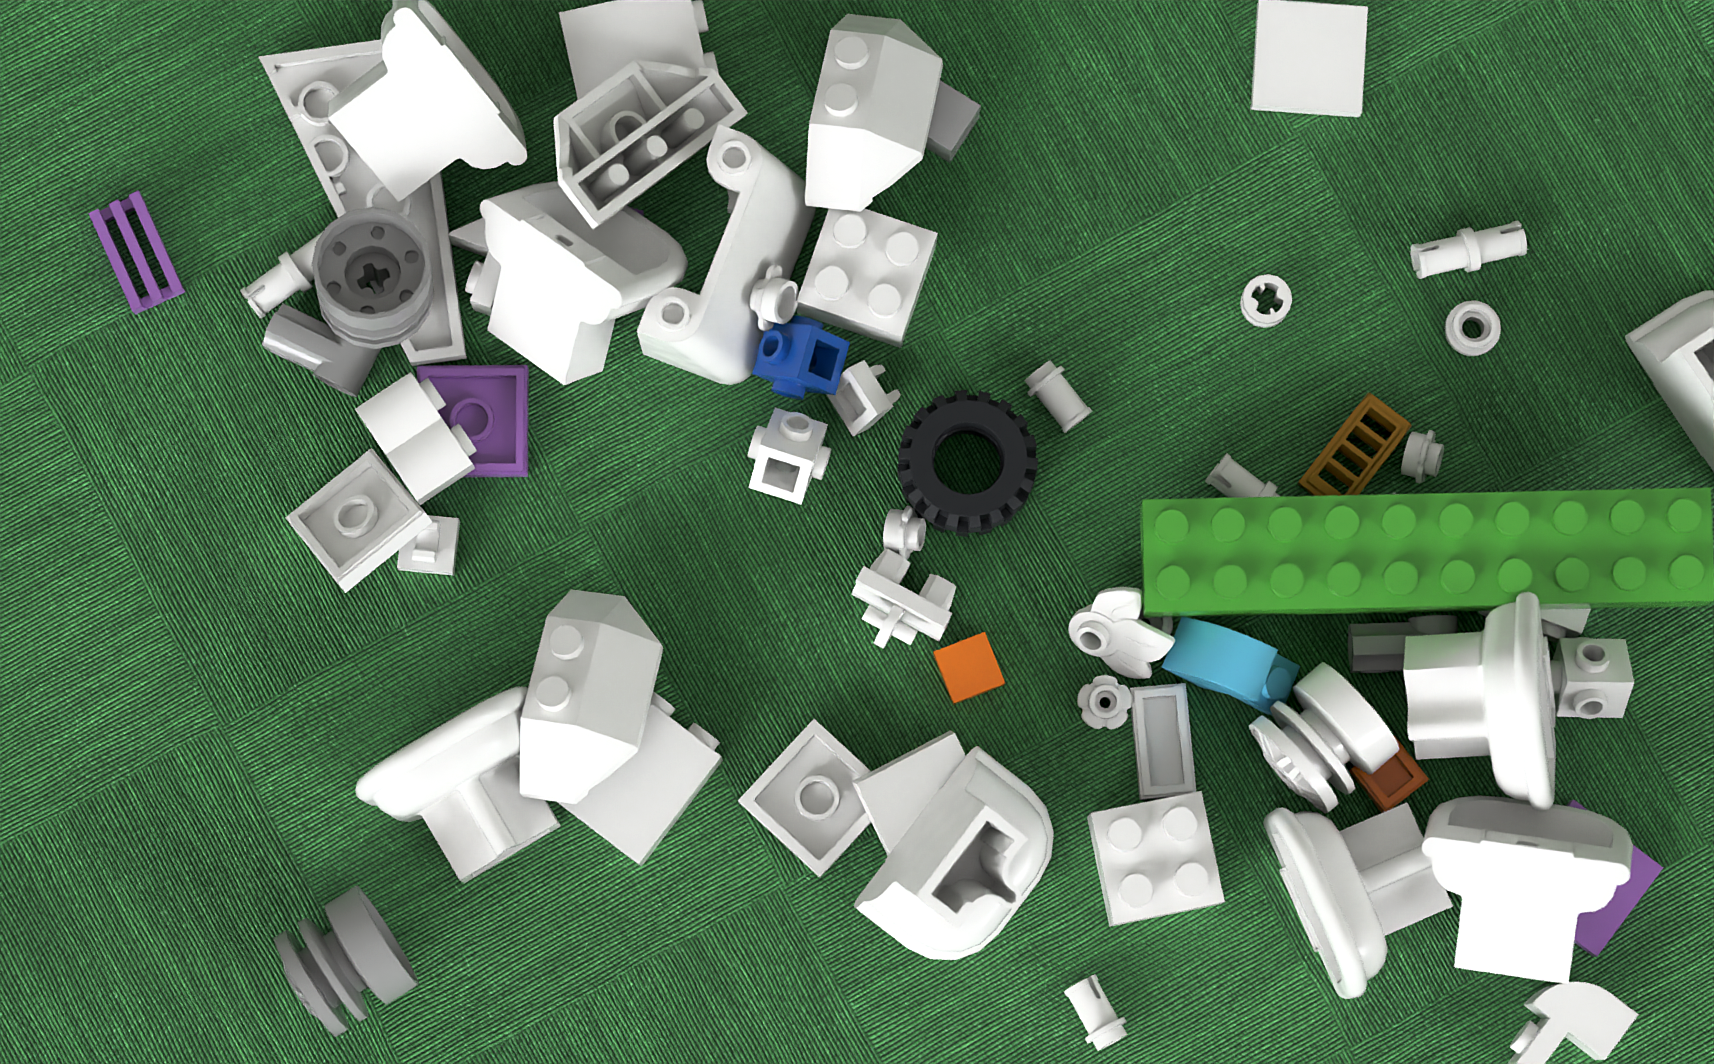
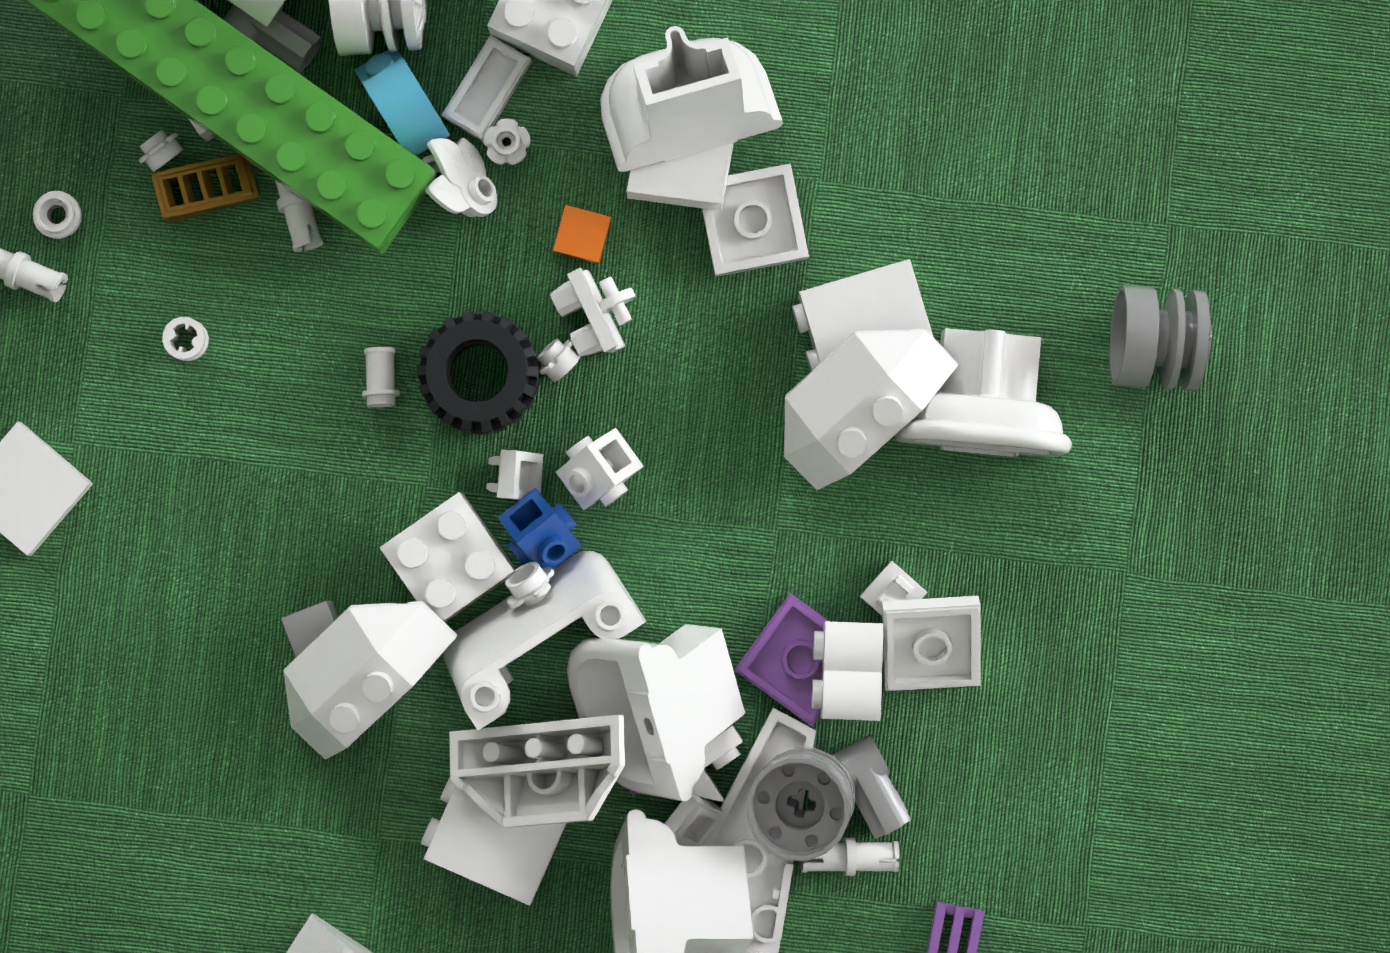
camera: 140 degrees left, 5 degrees up
(461, 195) = (694, 820): none -> white tile

